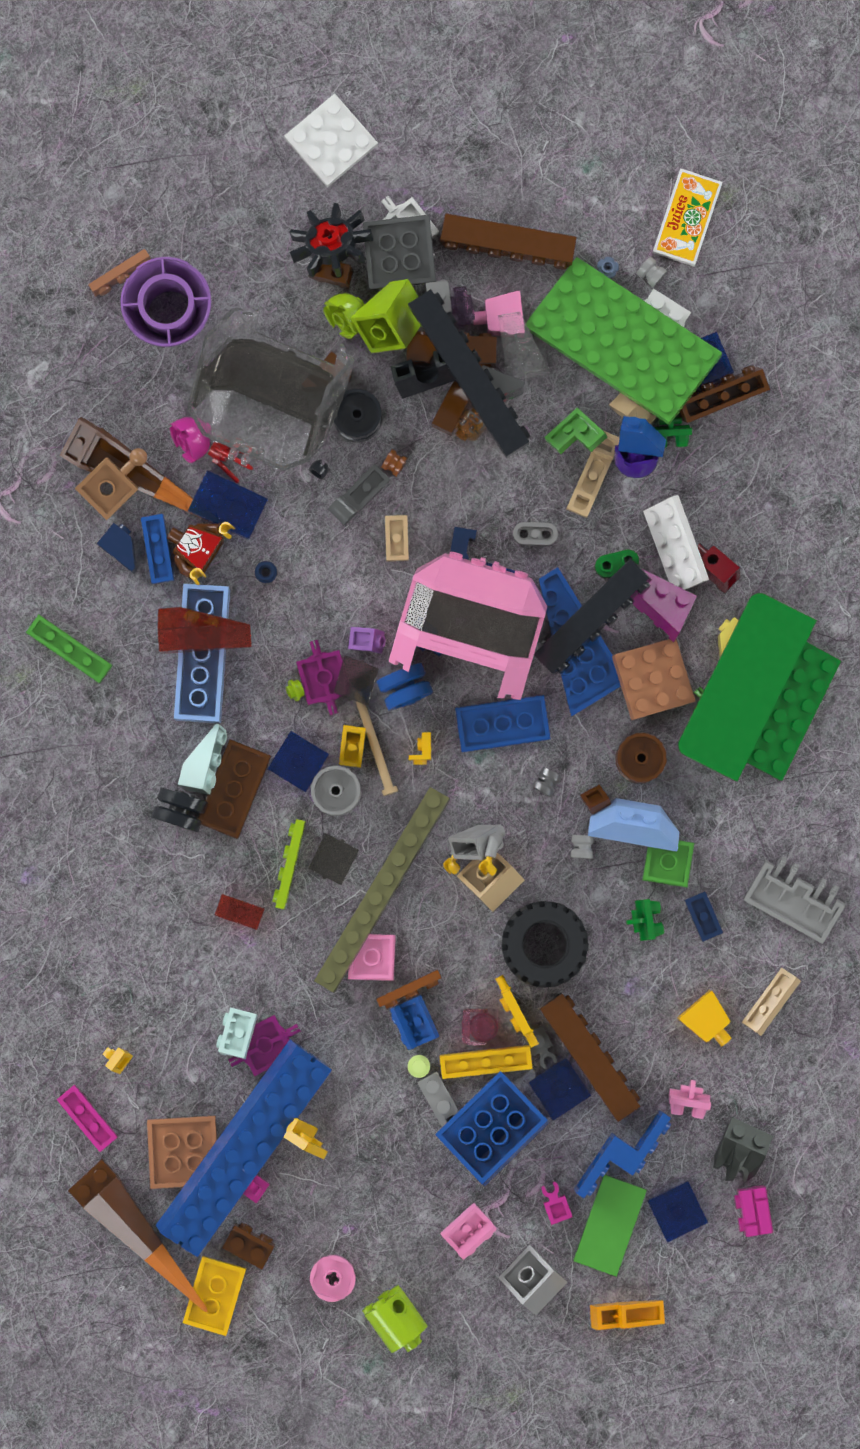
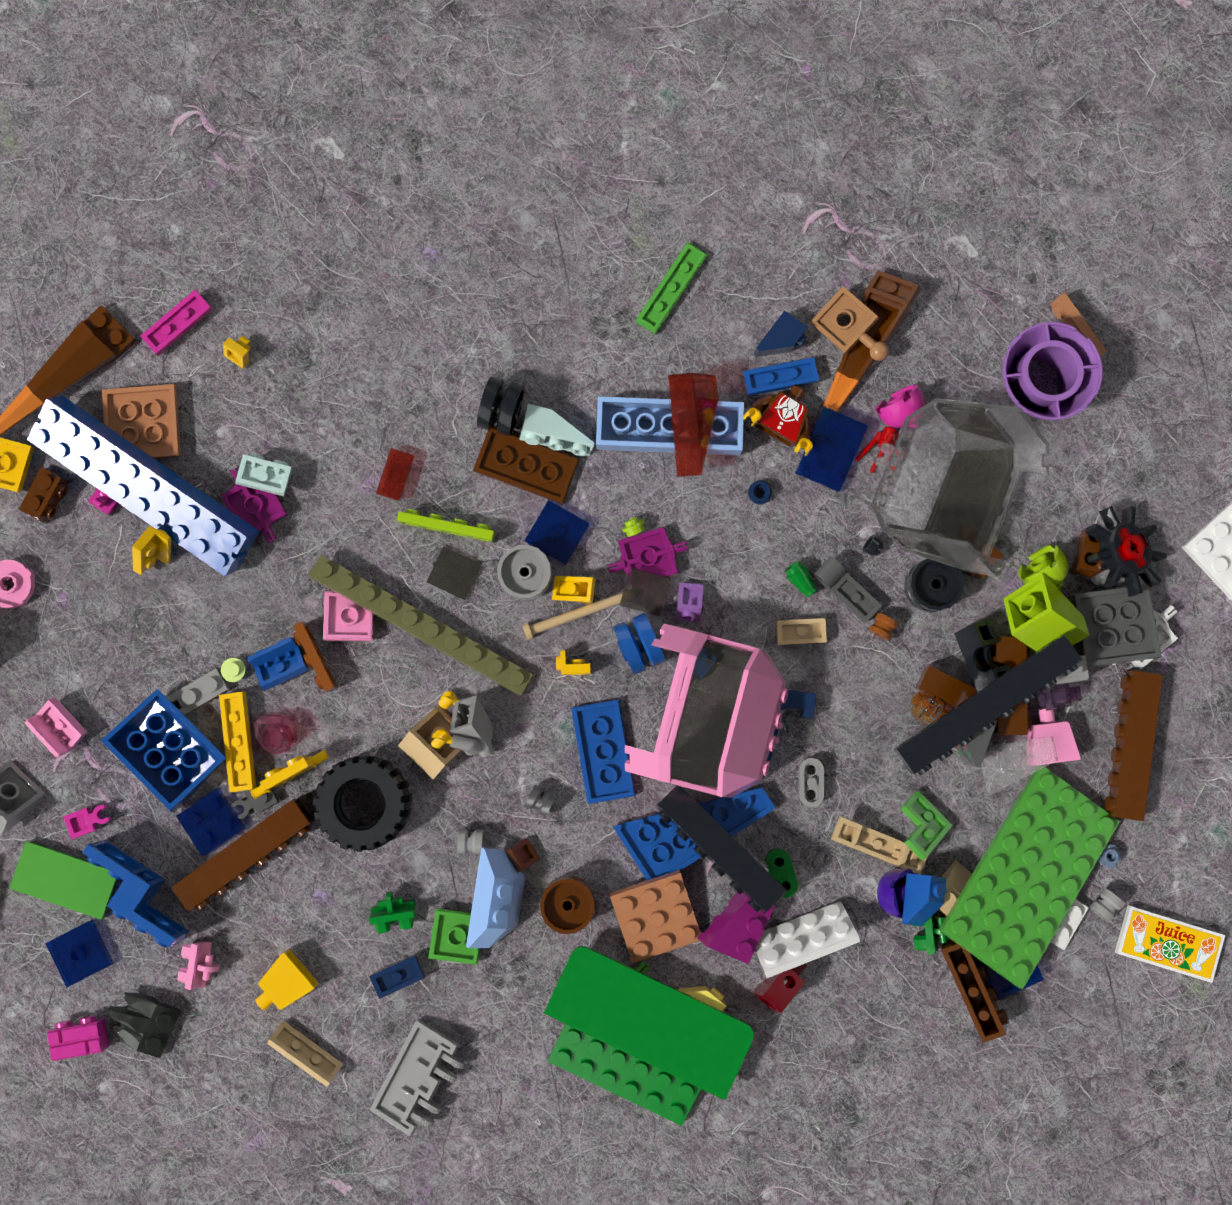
camera: 90 degrees right, 0 degrees up
(347, 536) = (800, 577): none -> green cone

